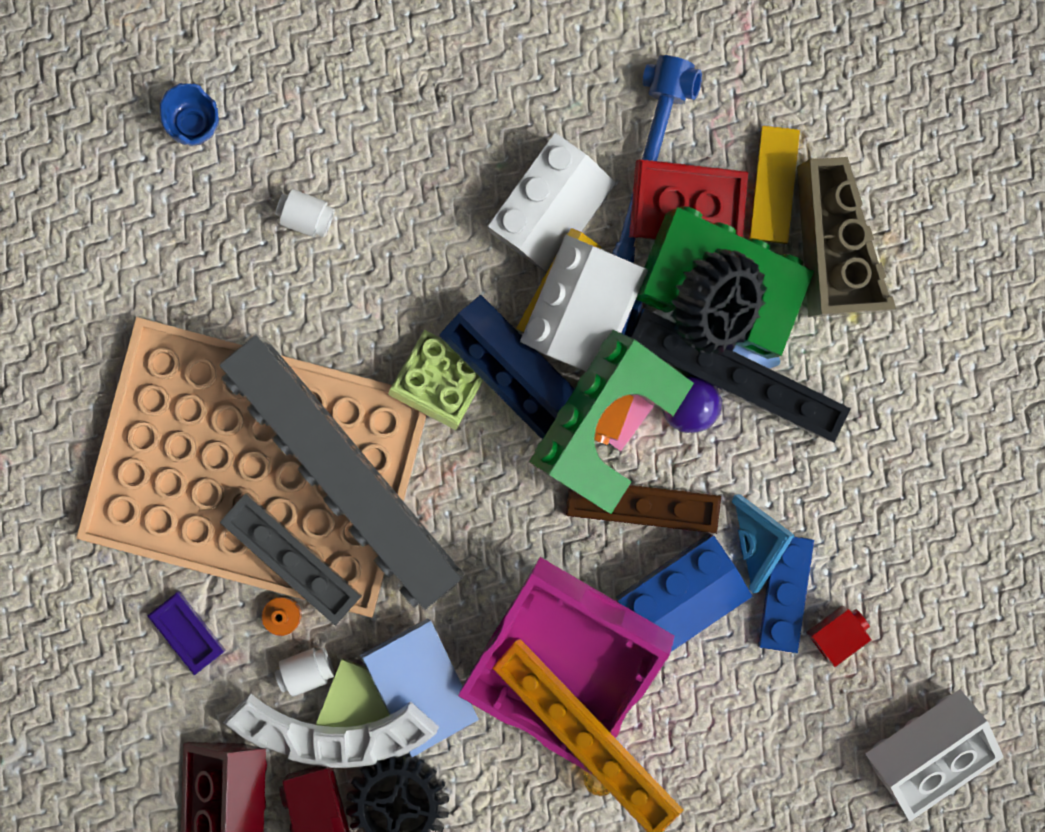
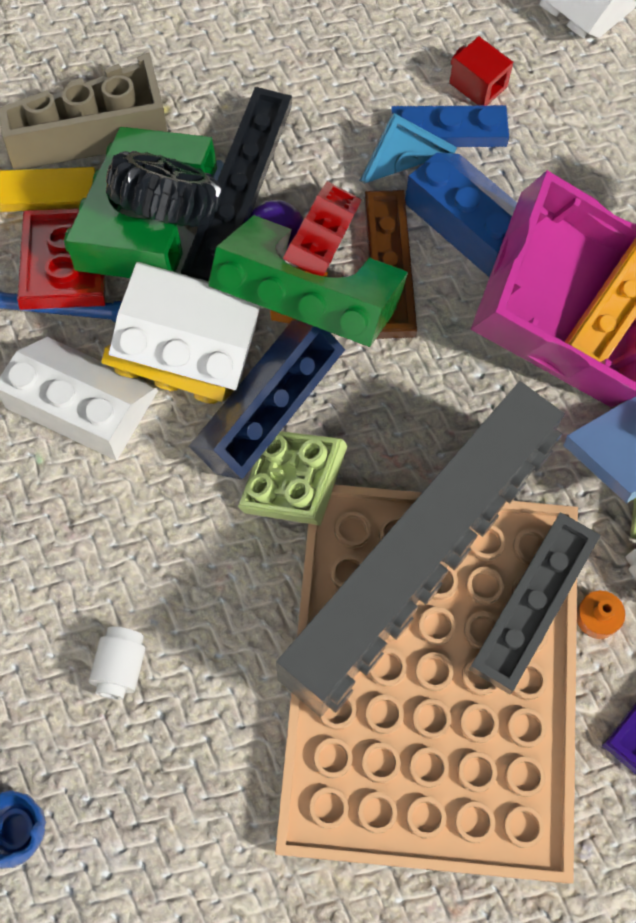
camera: 105 degrees left, 20 degrees down
(667, 445) = (322, 229): none -> red slope

